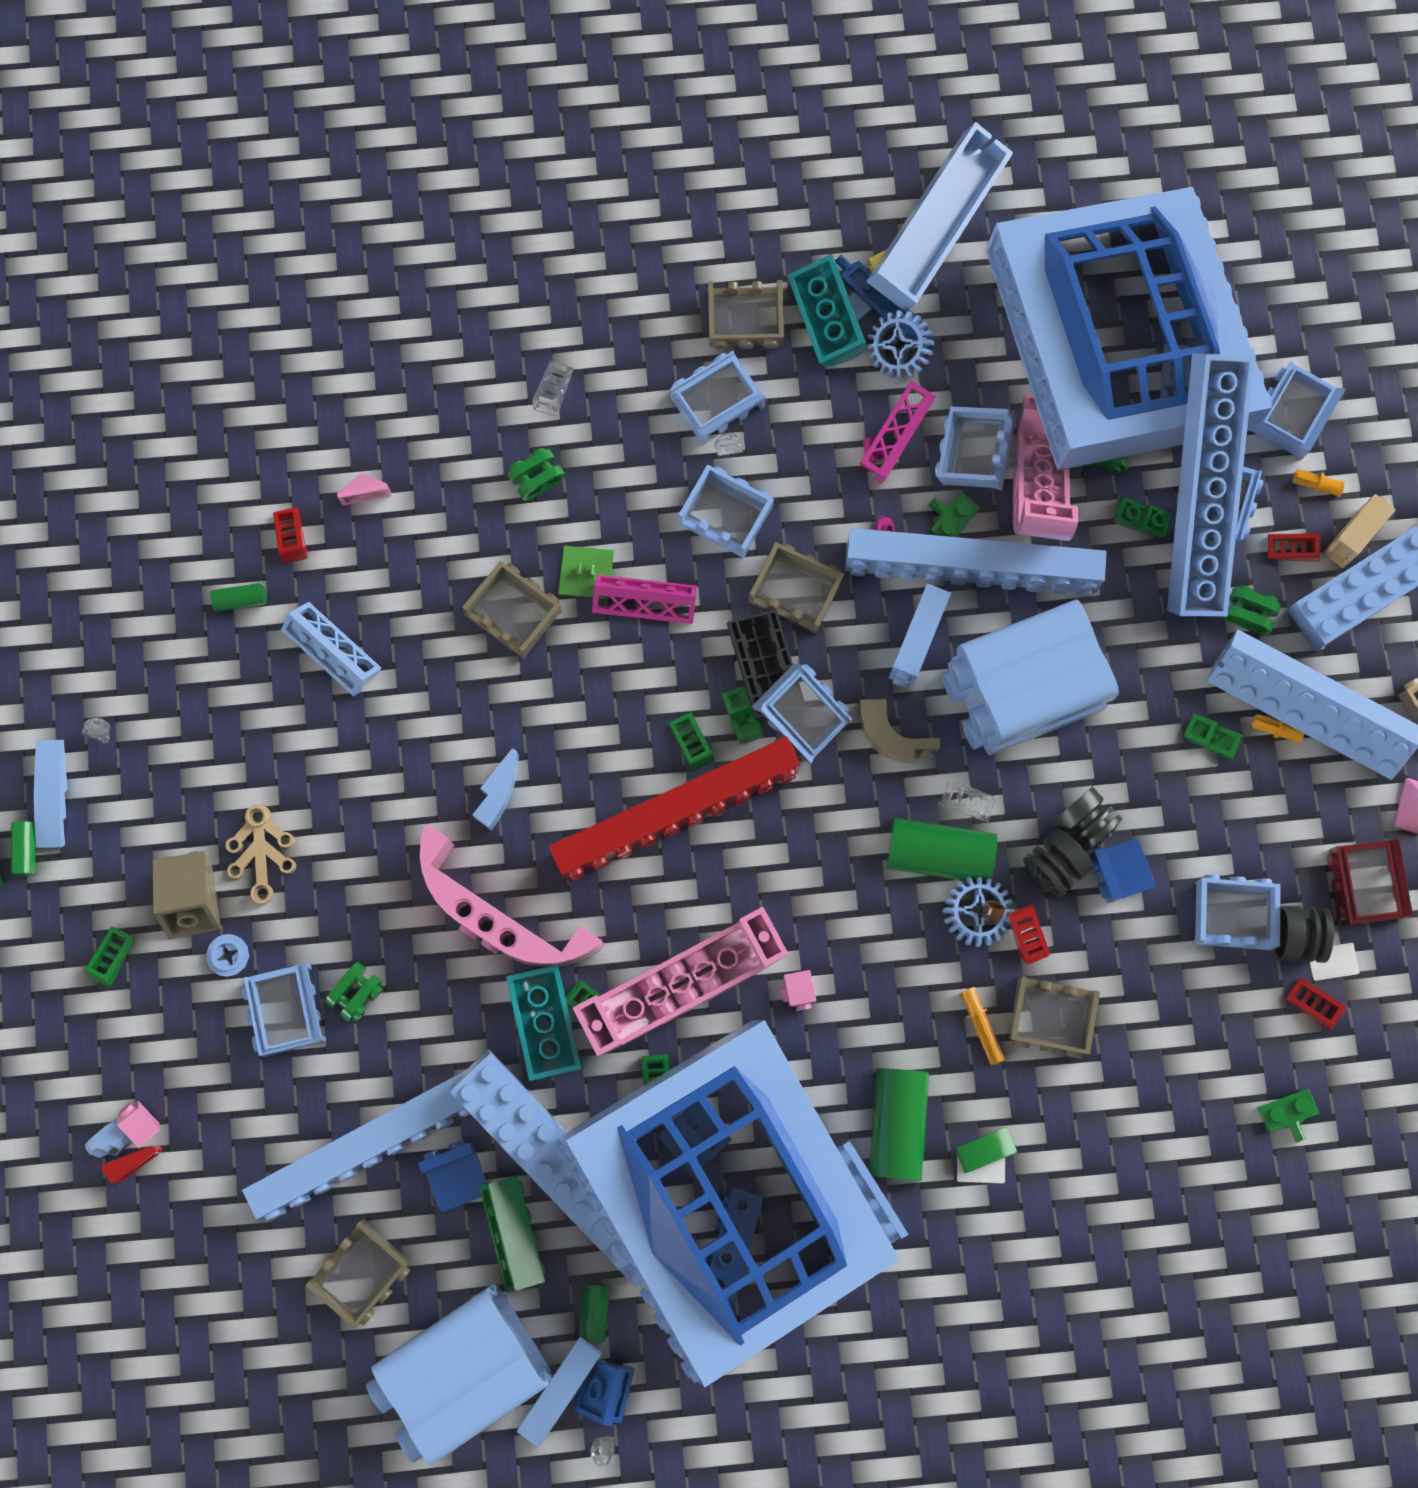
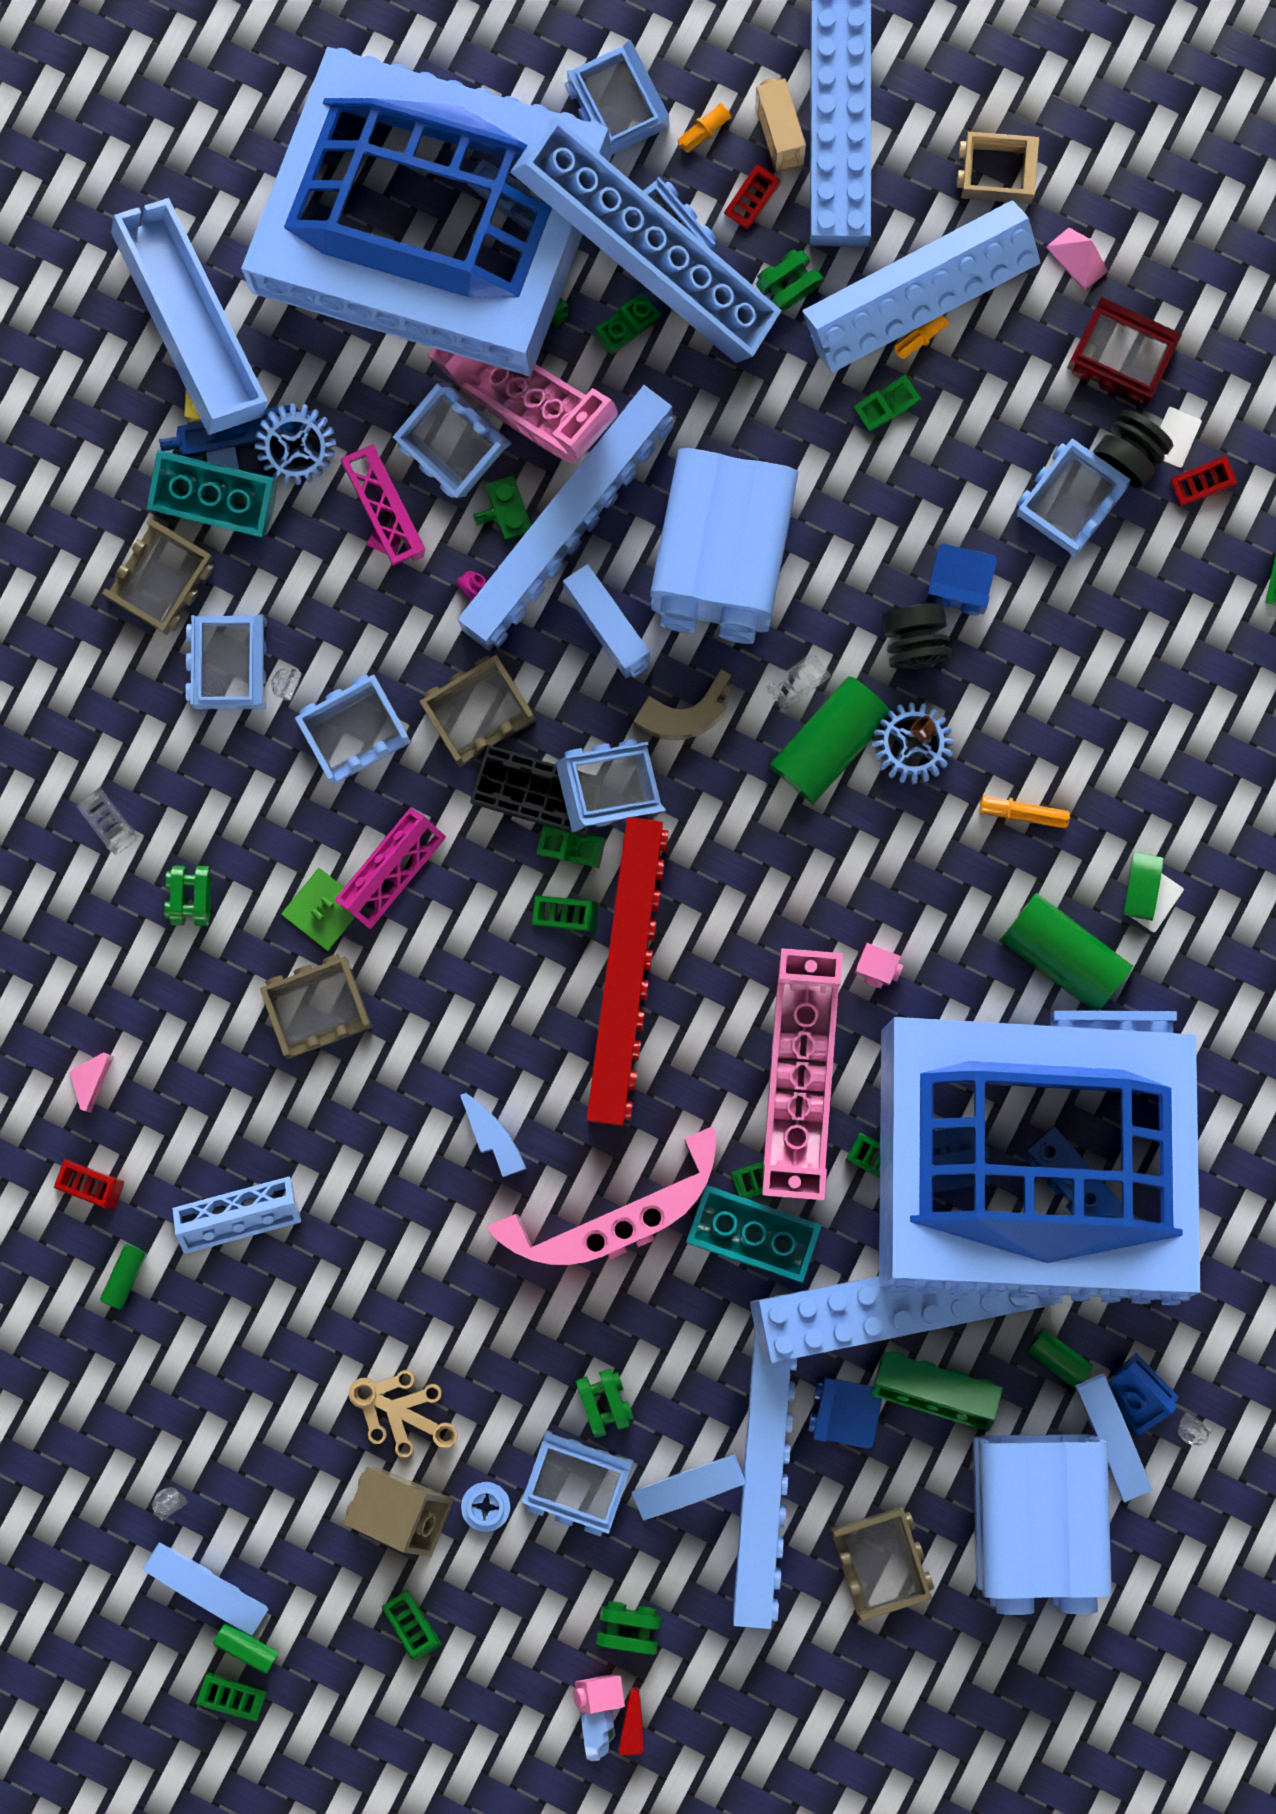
camera: 50 degrees left, 5 degrees up
(205, 1101) = (616, 1614): none -> green brick
(328, 1093) = (689, 1487): none -> light blue slope
(1034, 949) = (984, 712): red slope -> none
(1053, 1017) = (1059, 738): window -> none
(1088, 820) = (893, 580): pearl dark grey wheel -> none

